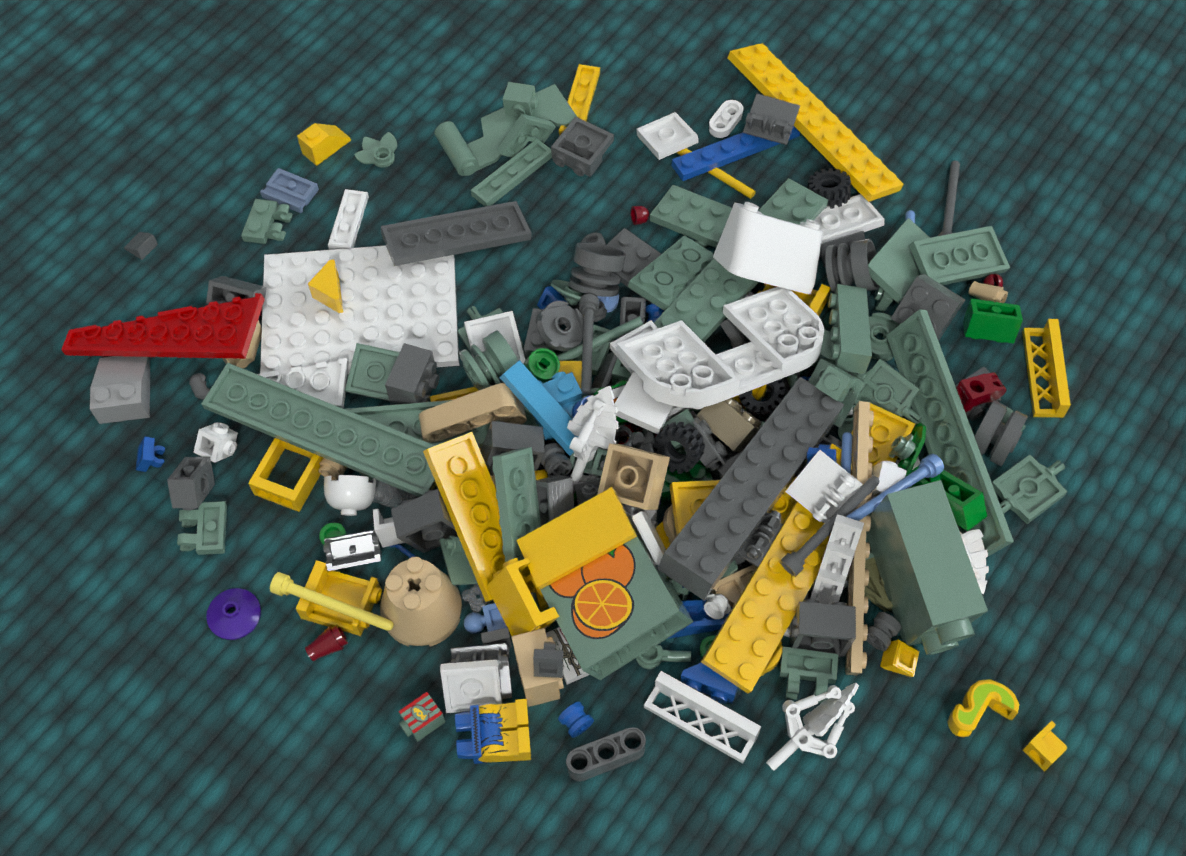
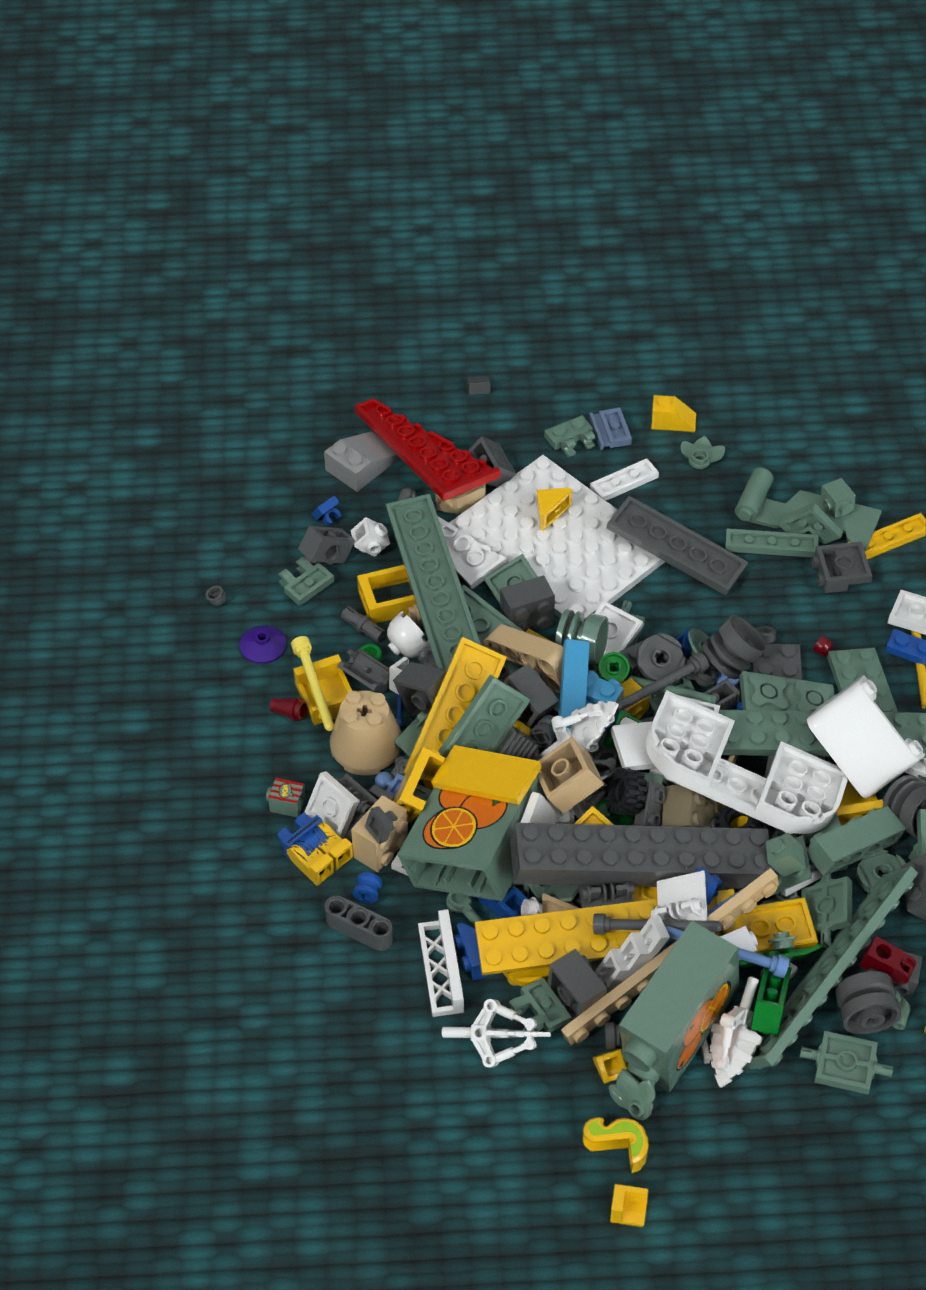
camera: 50 degrees right, 10 degrees down
(143, 610) = (216, 595): none -> dark grey hinge
(297, 516) = (363, 624): none -> dark grey pin
(951, 664) = (633, 1095): none -> sand green plate

